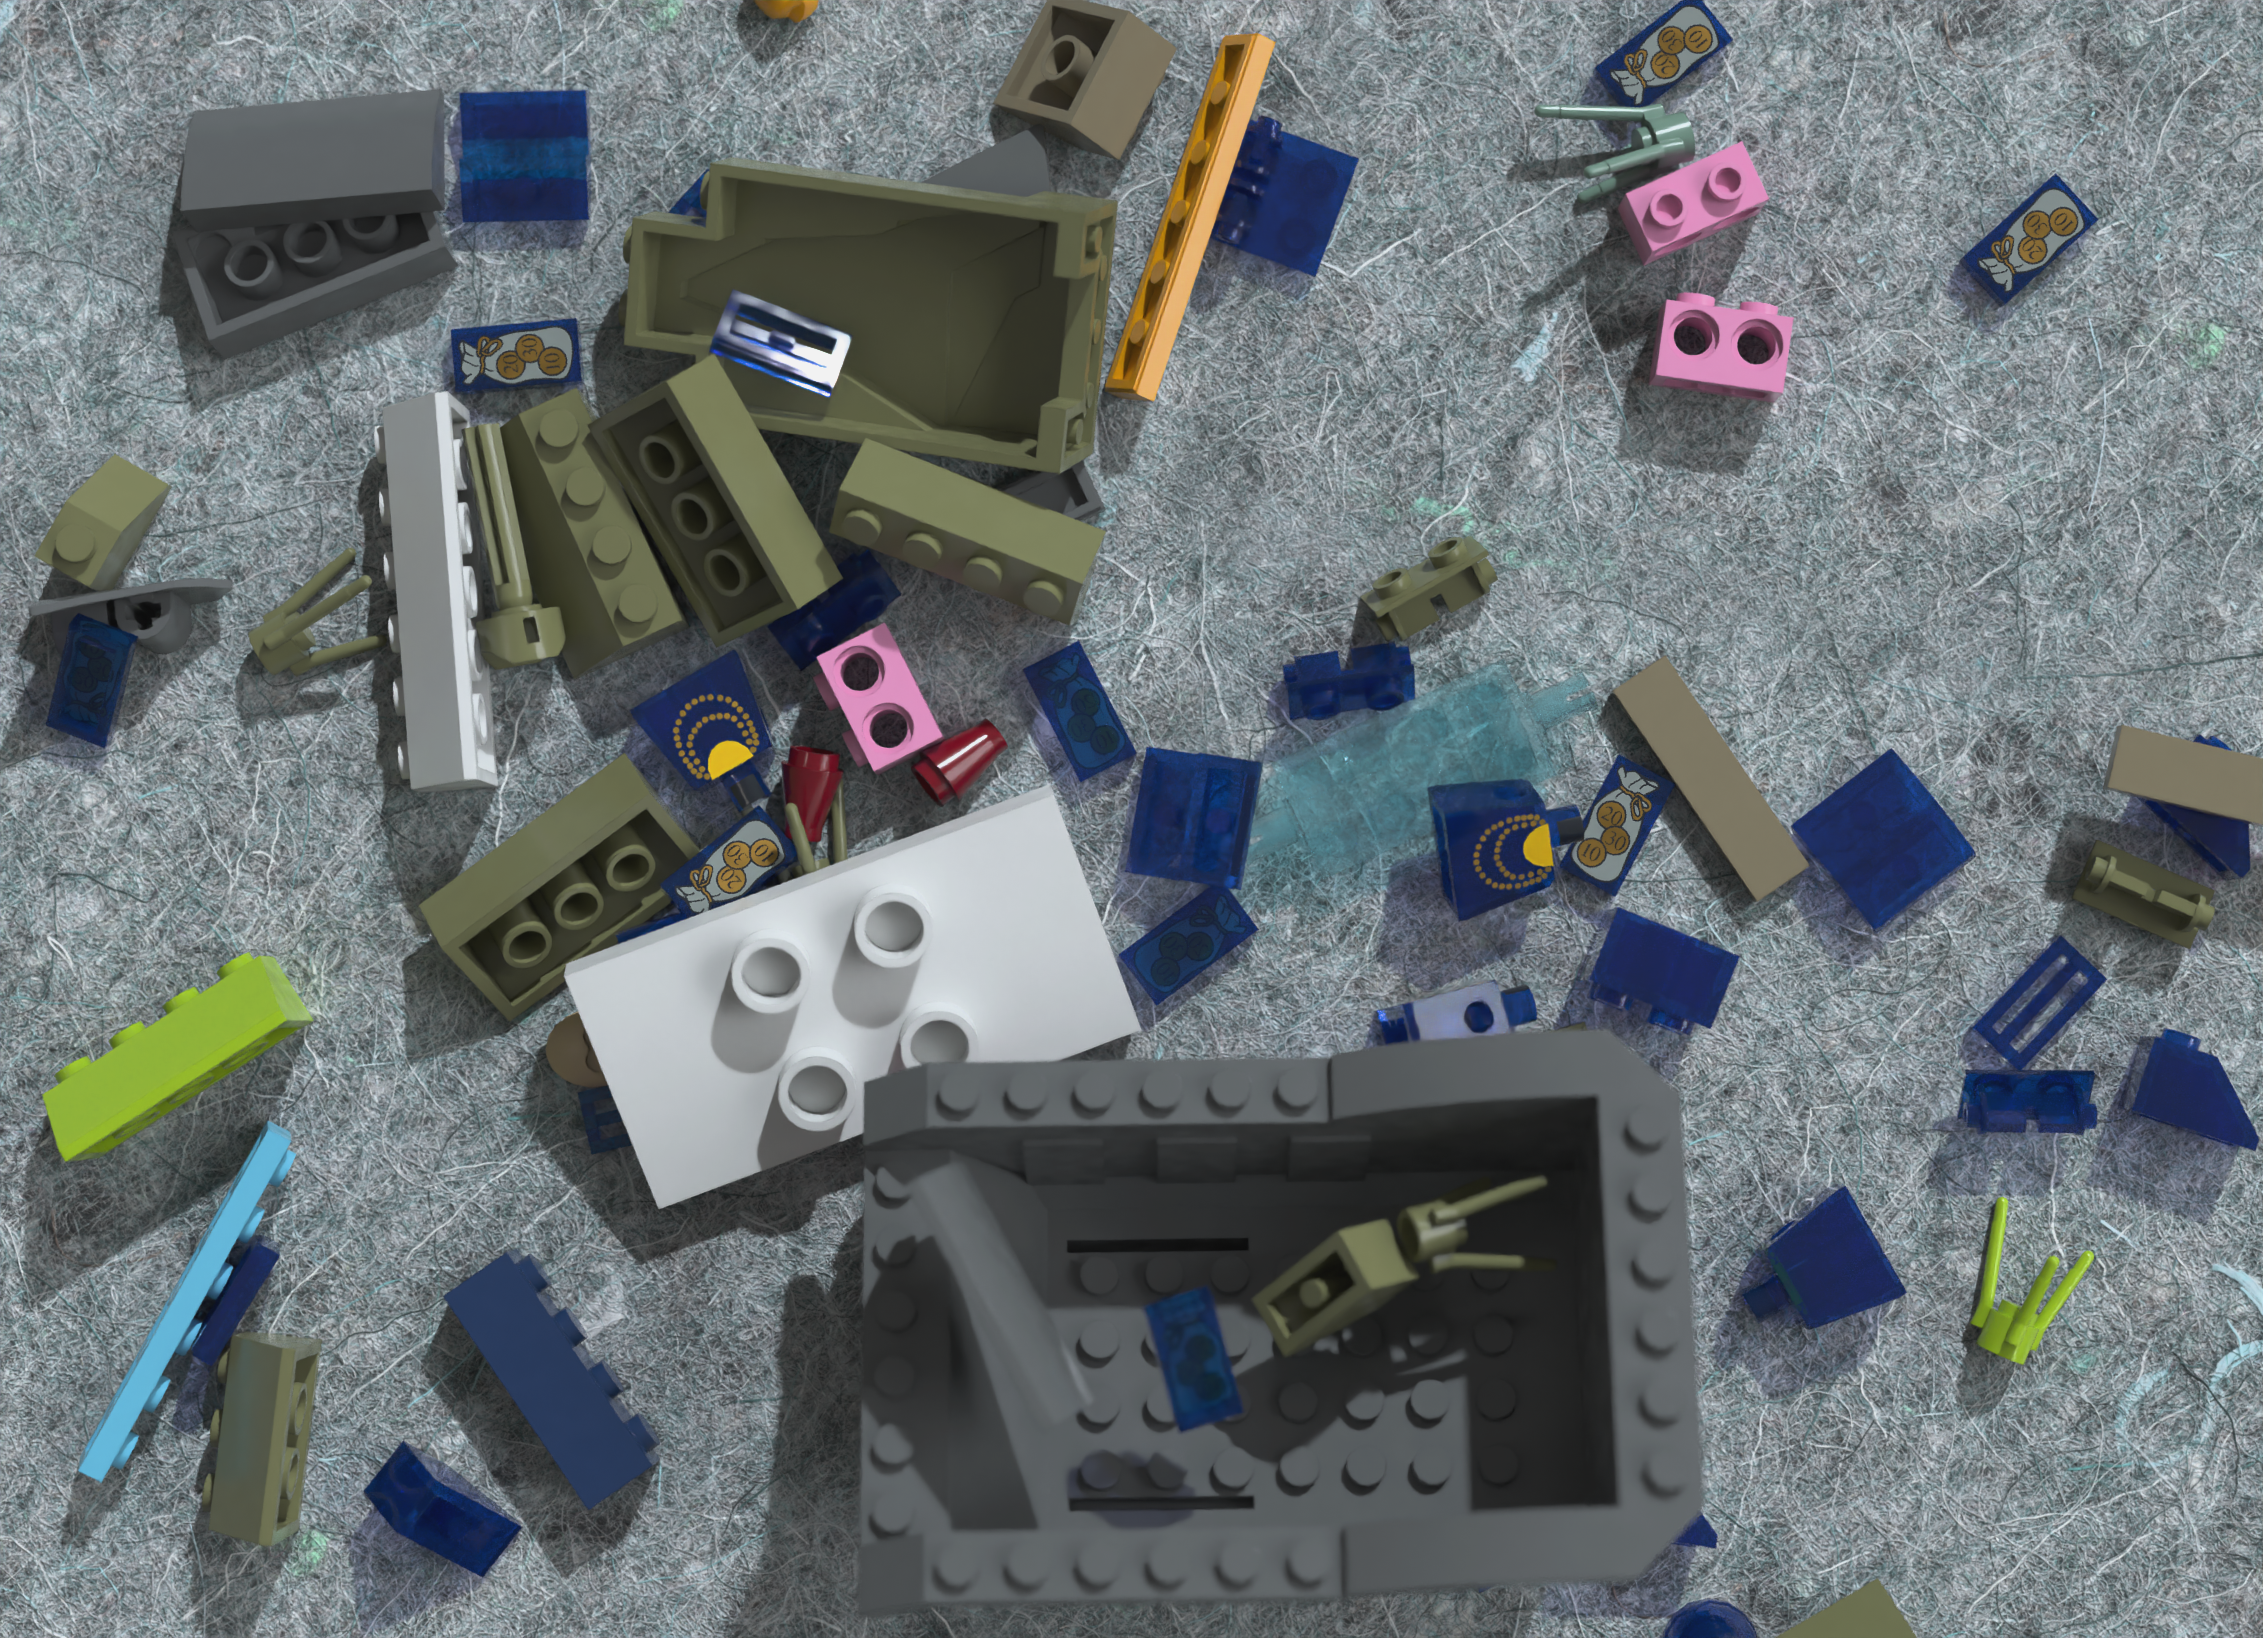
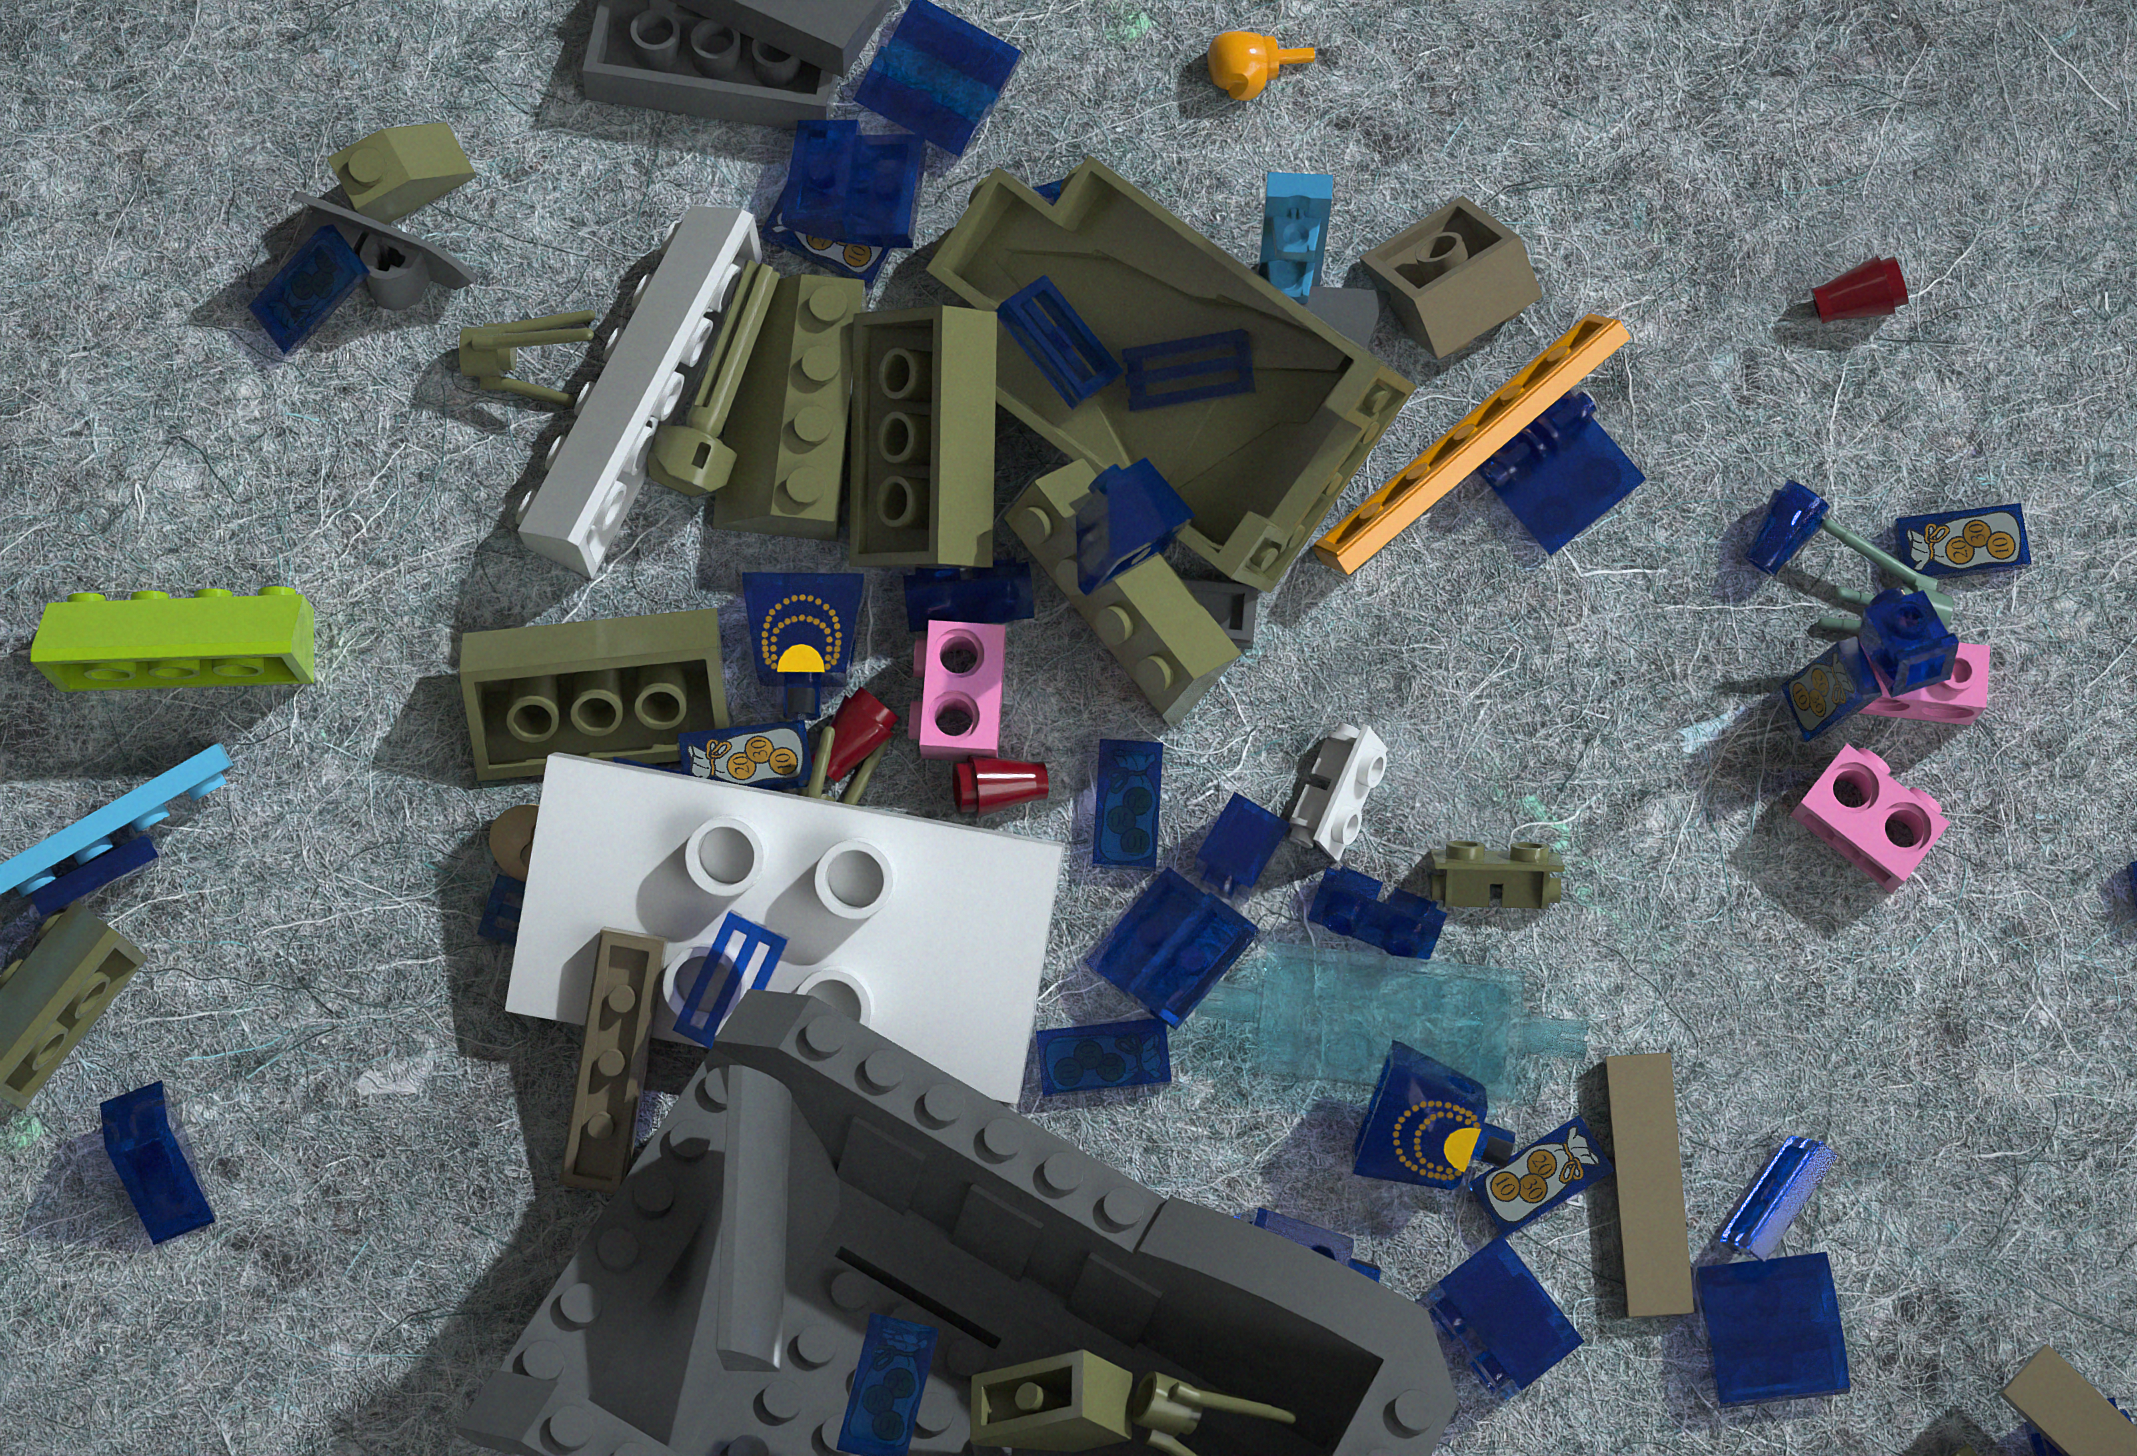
camera: 20 degrees right, 10 degrees down
(512, 300) = (854, 184): none -> clear blue slope
(553, 1377) = (324, 1104): dark blue brick -> none
(777, 1196) = (613, 1059): none -> dark tan tile
(837, 1025) = (755, 933): none -> clear blue tile
(868, 333) = (1137, 378): none -> clear blue tile
(934, 131) = (1295, 231): none -> dark azure hinge
(941, 480) = (1126, 523): none -> clear blue slope
(1200, 696) = (1240, 848): none -> clear blue brick
(1253, 563) = (1353, 765): none -> white hinge
(1503, 132) = (1786, 526): none -> clear blue cone
(1627, 259) = (1831, 689): none -> tile
(1672, 200) = (1907, 641): none -> clear blue brick
(1826, 727) = (1777, 1197): none -> clear blue tile

